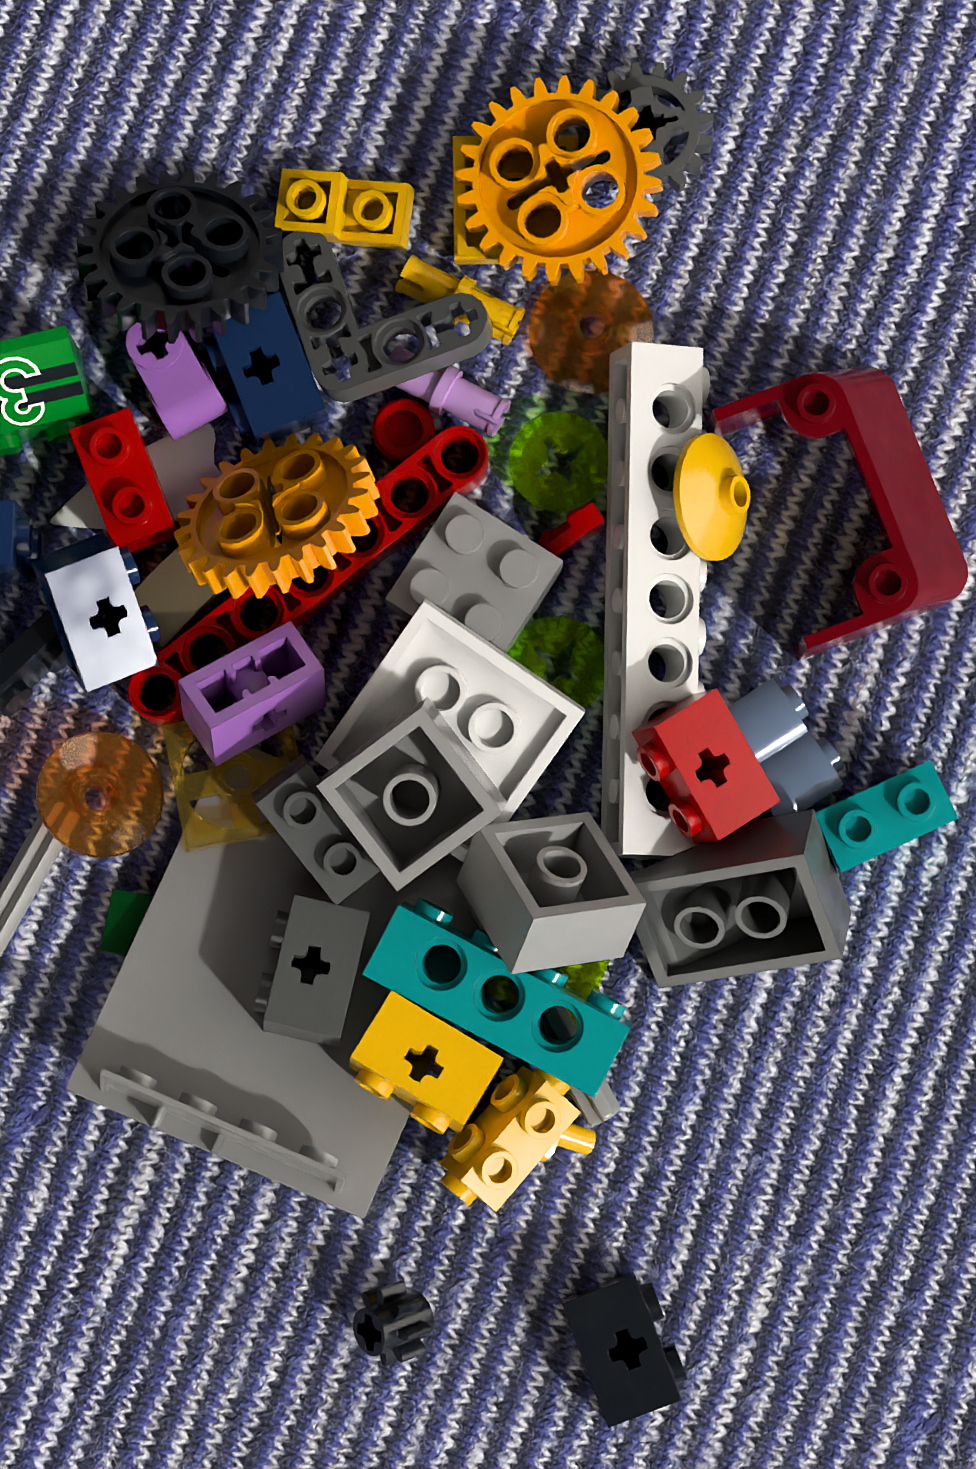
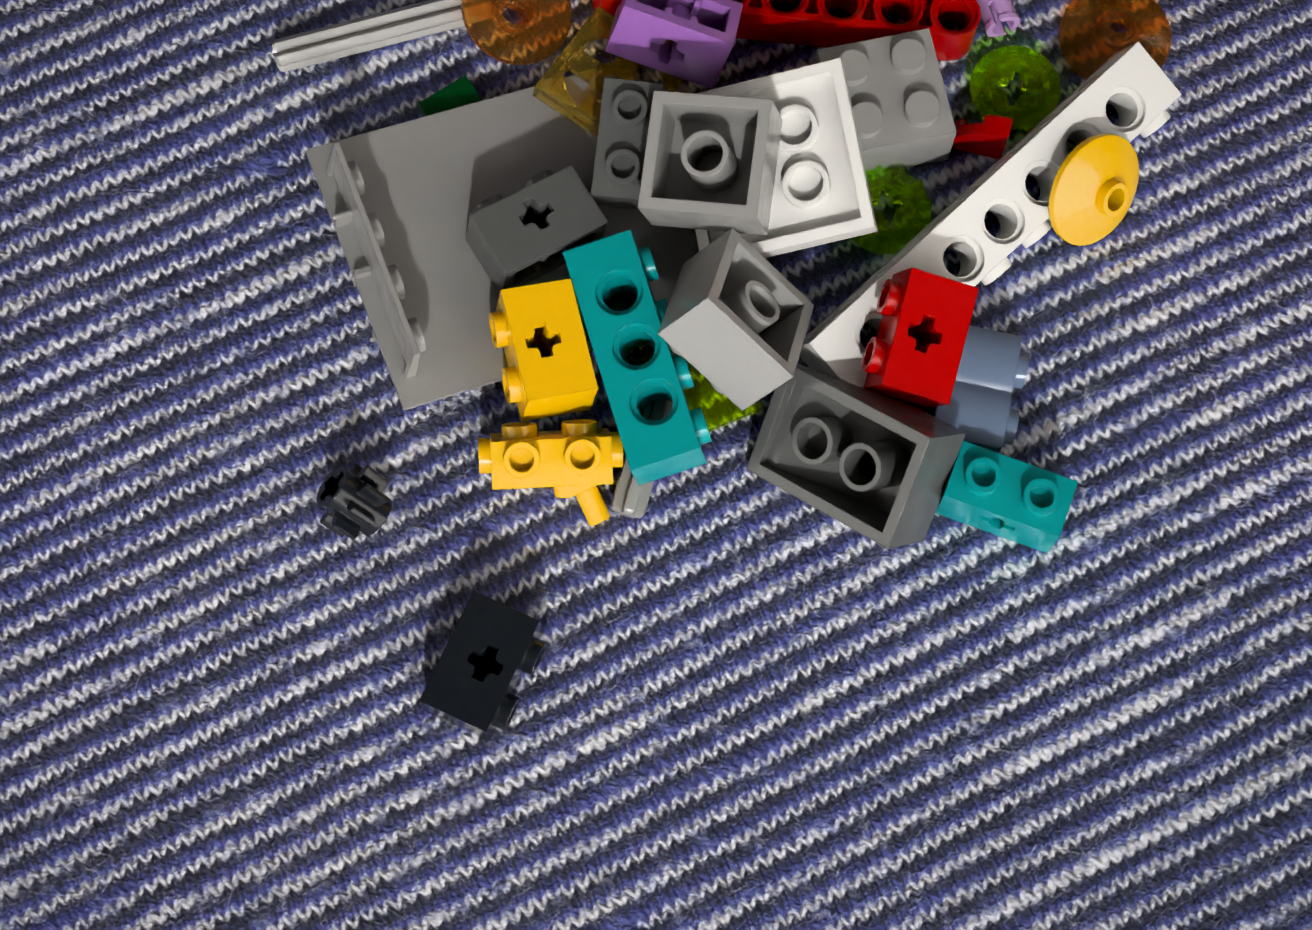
camera: 45 degrees right, 10 degrees down
(923, 555) = (1194, 358): dark red windscreen -> none

